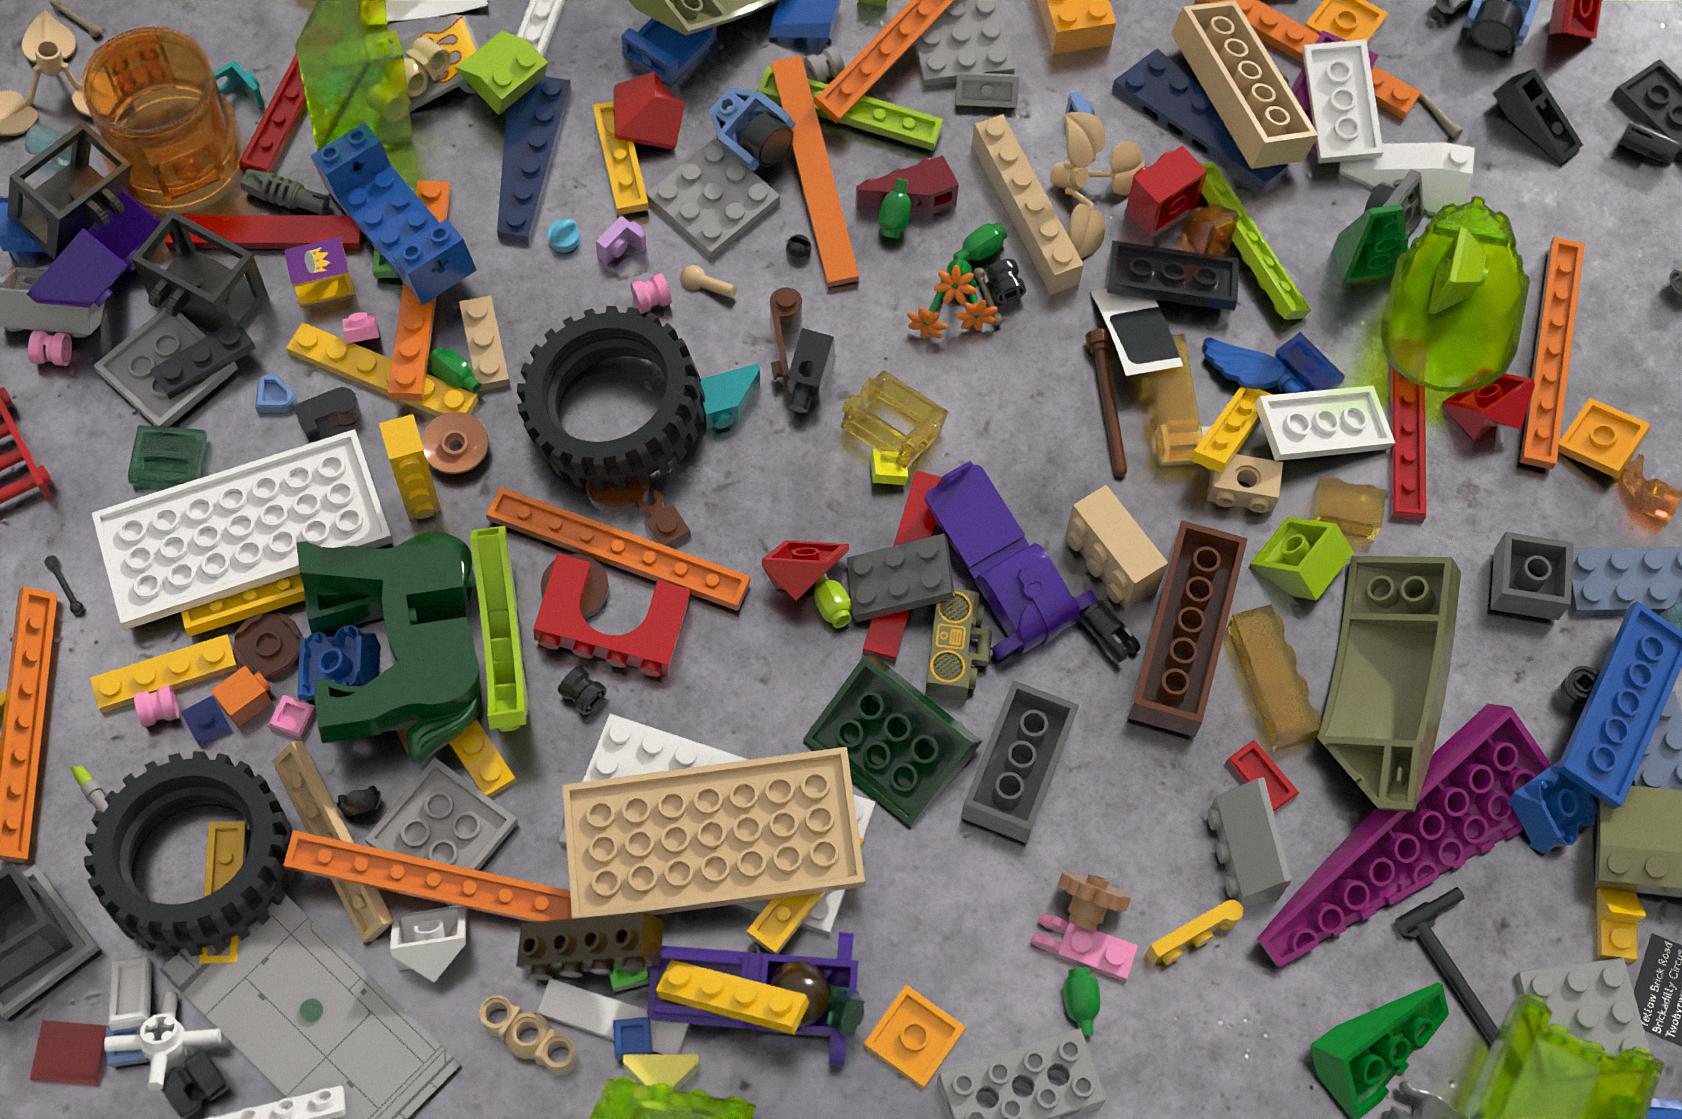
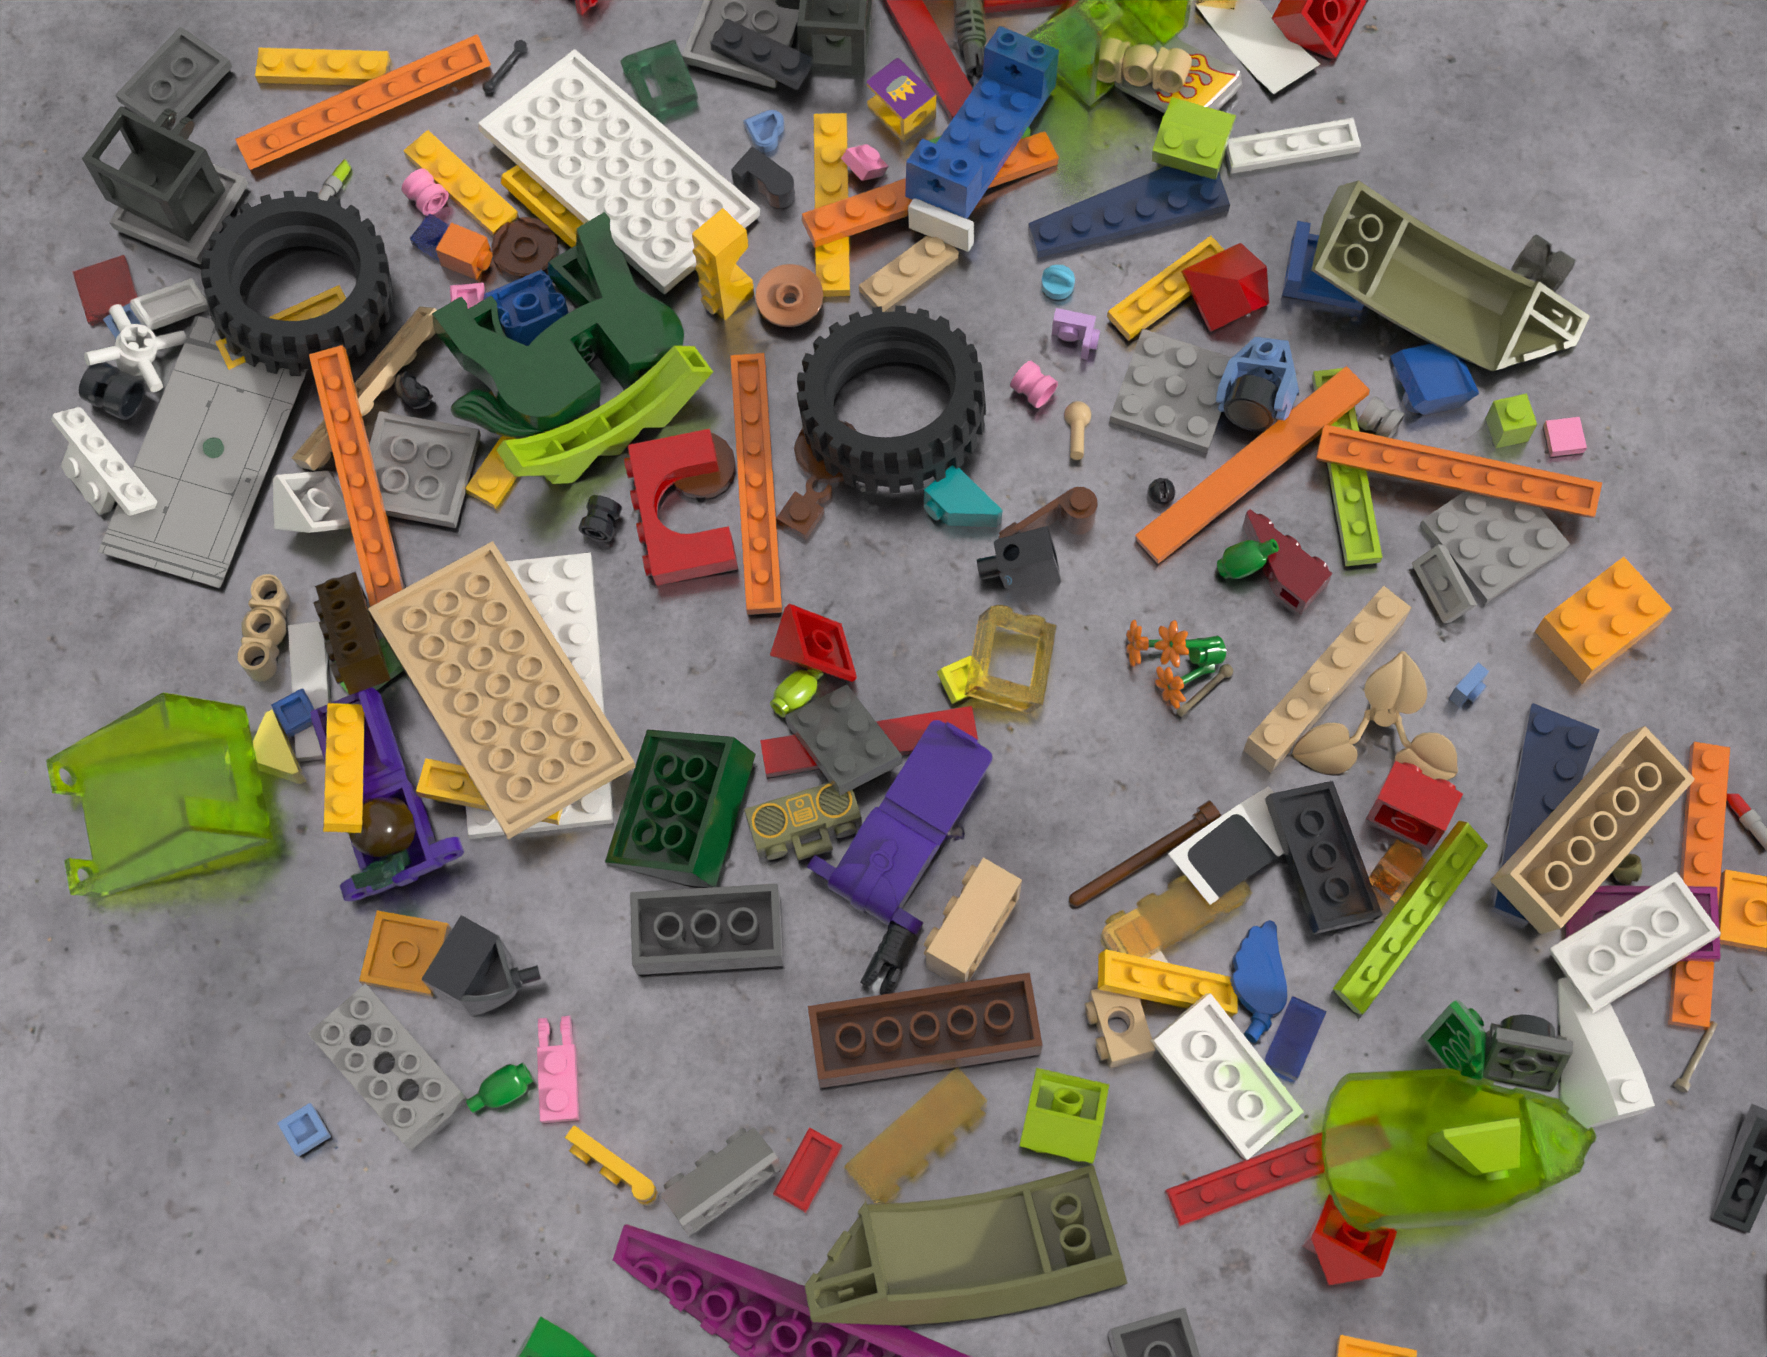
camera: 70 degrees right, 5 degrees up
(453, 369) = (863, 258): green plant -> none
(464, 291) = (941, 224): none -> white tile
(969, 969) = (475, 970): none -> black piece
(982, 242) = (1258, 656): green plant -> none
(1005, 279) = (1227, 698): black wheel -> none
(1091, 898) = (600, 1051): medium nougat plant -> none
(1353, 507) = (1144, 1138): clear yellow brick -> none
(1552, 353) = (1453, 1289): orange plate -> none

